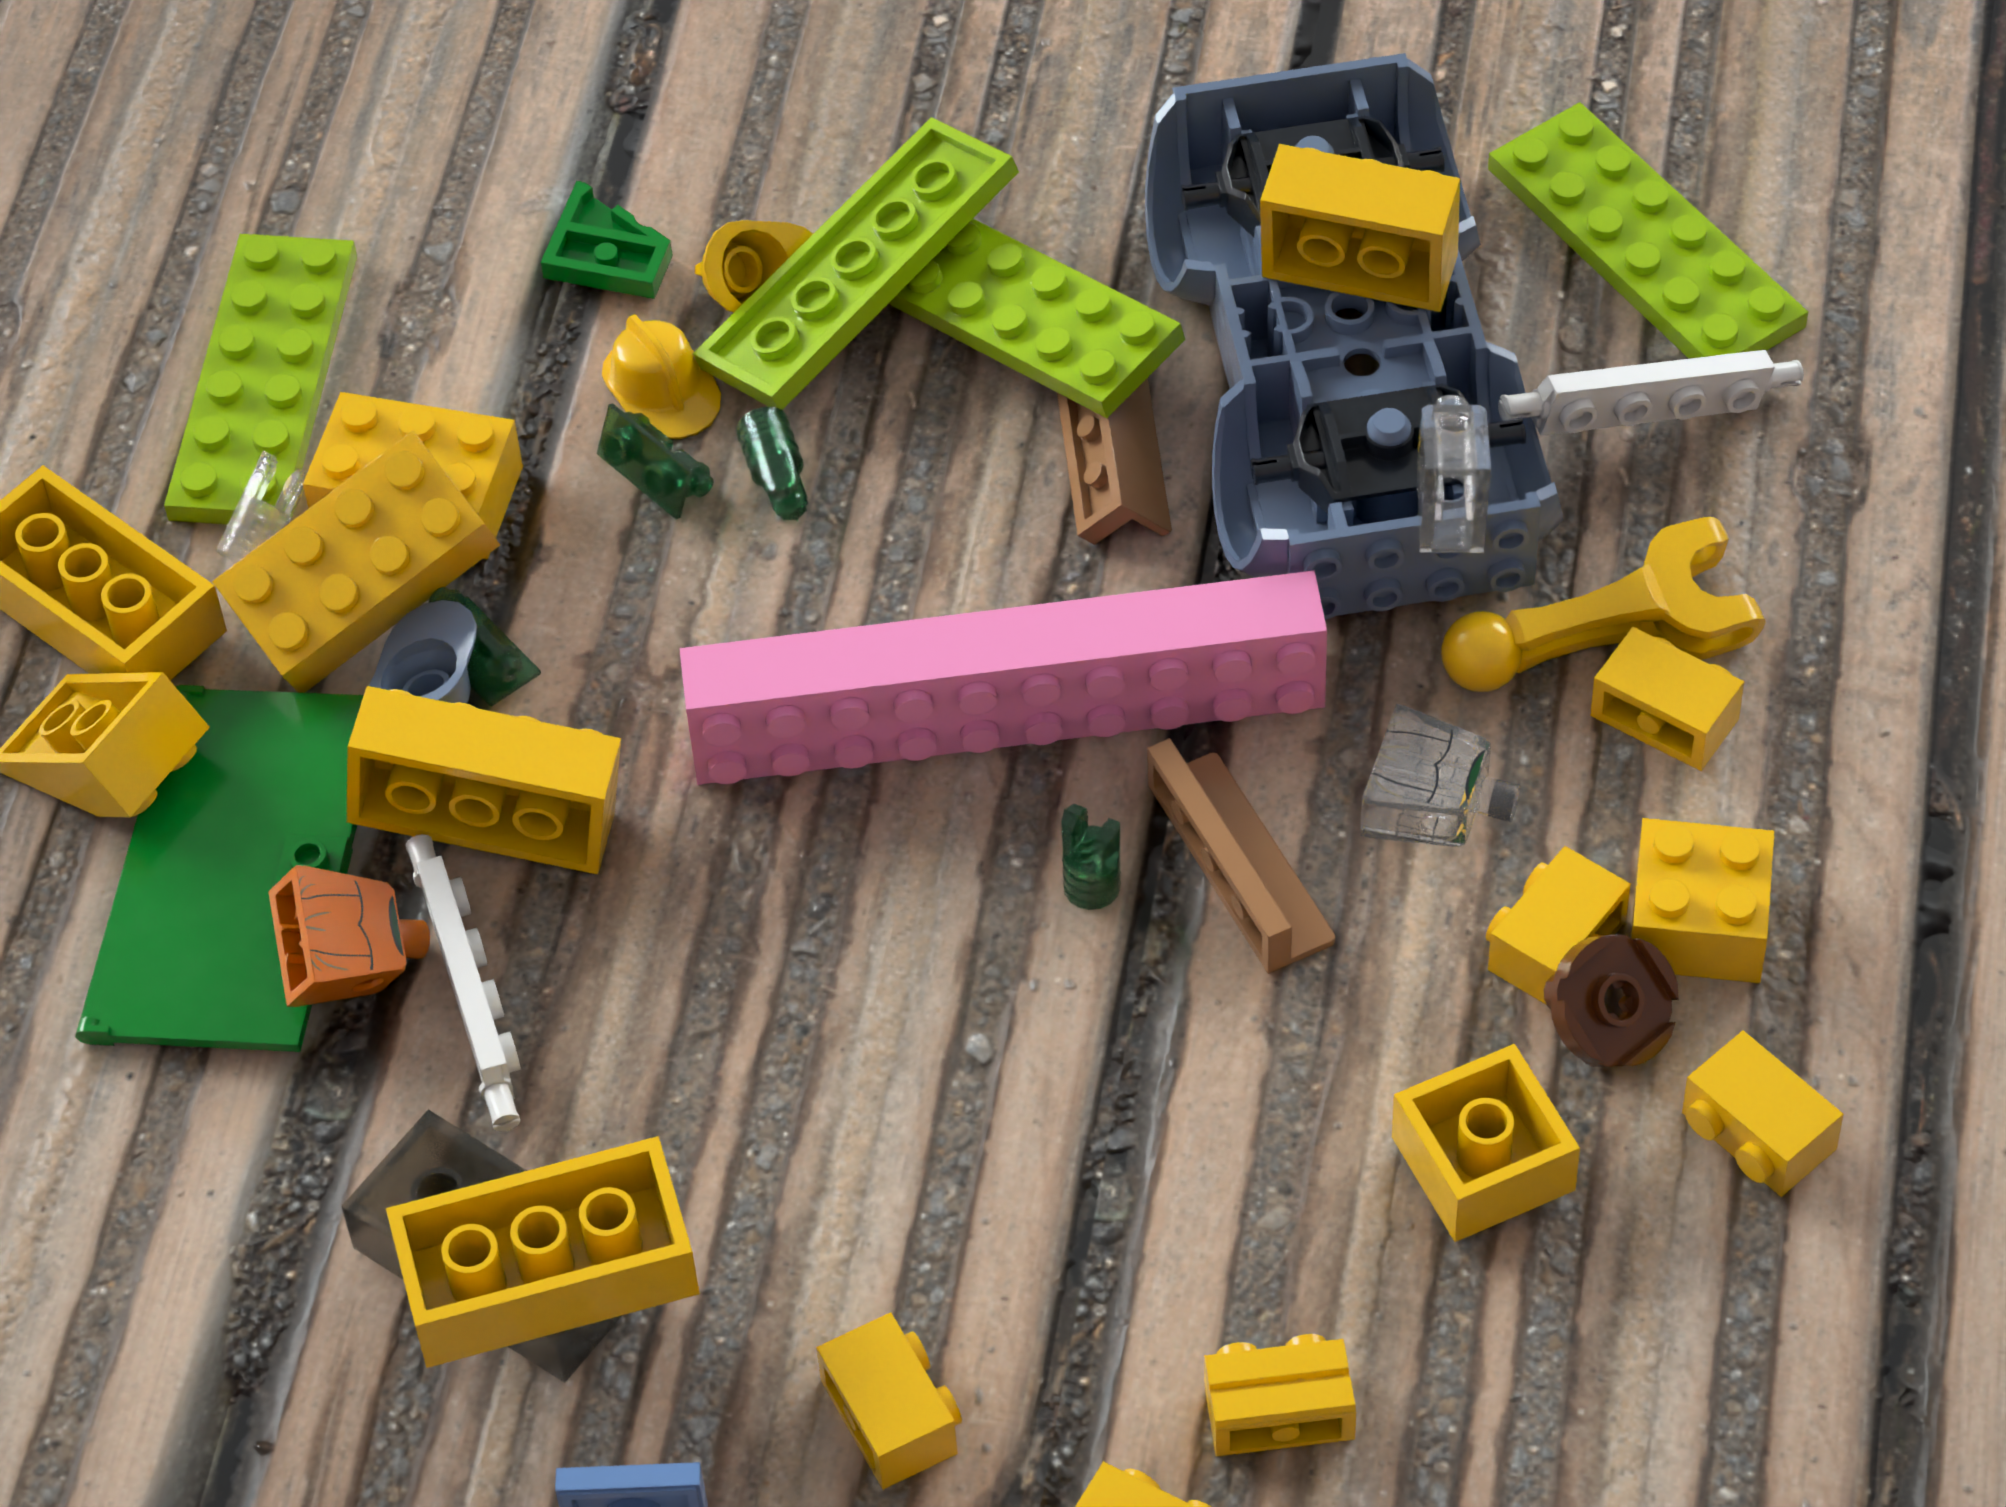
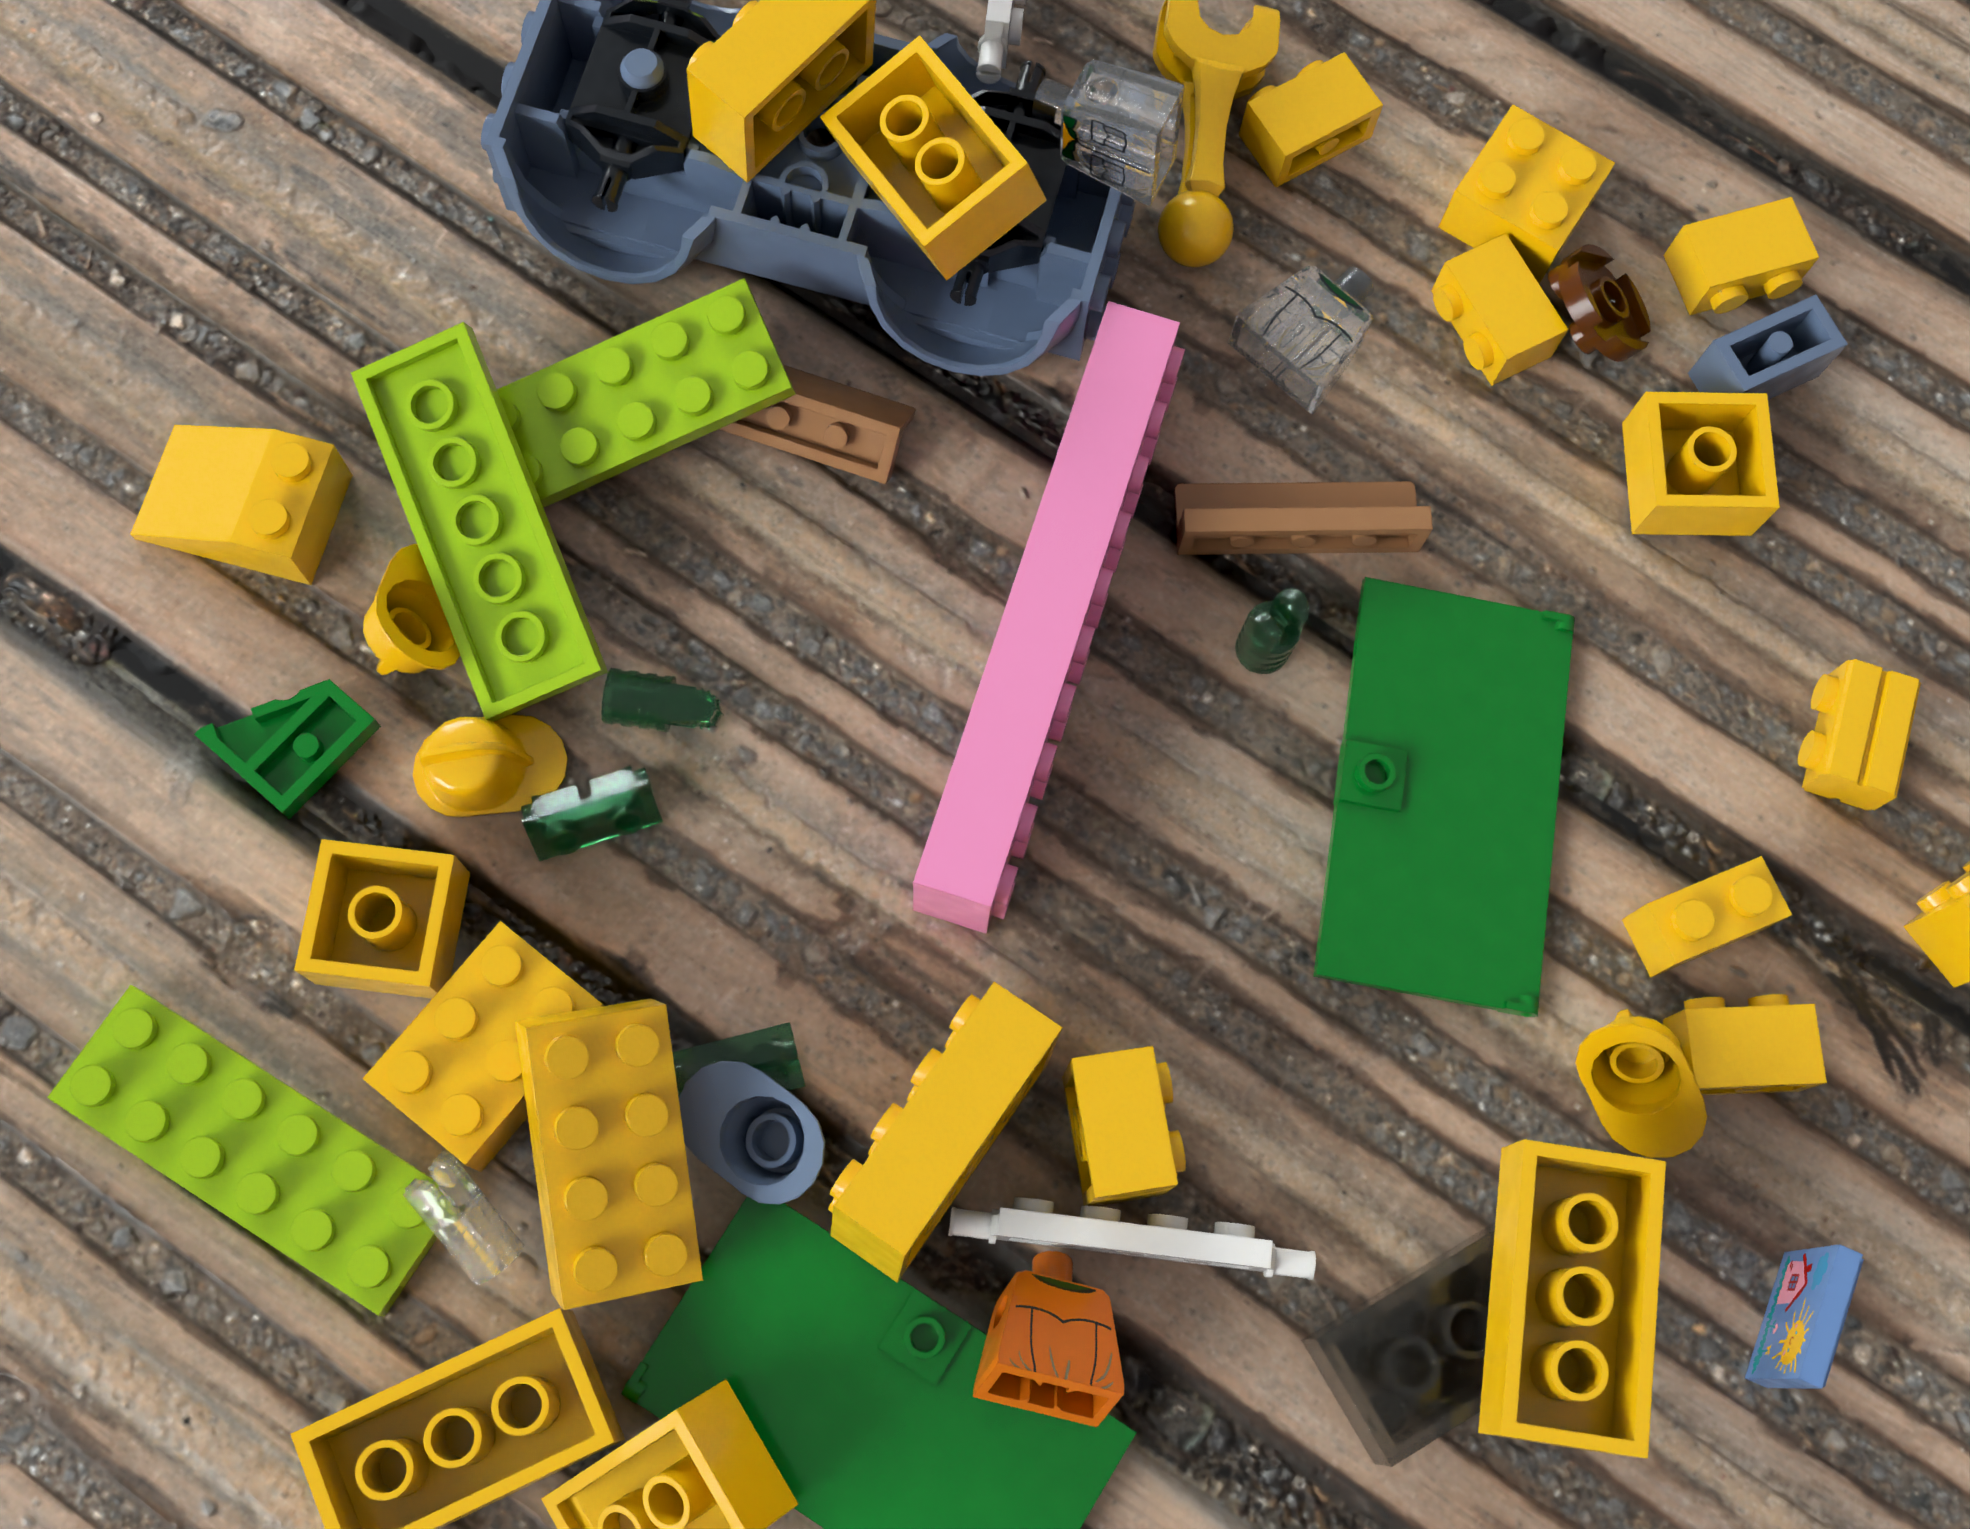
camera: 75 degrees left, 20 degrees up
(483, 353) = (382, 919): none -> yellow brick
(552, 911) = (1122, 1126): none -> yellow brick
(801, 130) = (246, 498): none -> yellow slope
(815, 1306) = (1642, 1086): none -> yellow piece
(1004, 1318) = (1706, 916): none -> yellow brick
(1021, 1074) = (1446, 798): none -> green door
(1335, 360) = (934, 157): none -> yellow brick
(1646, 1162) = (1771, 352): none -> sand blue brick

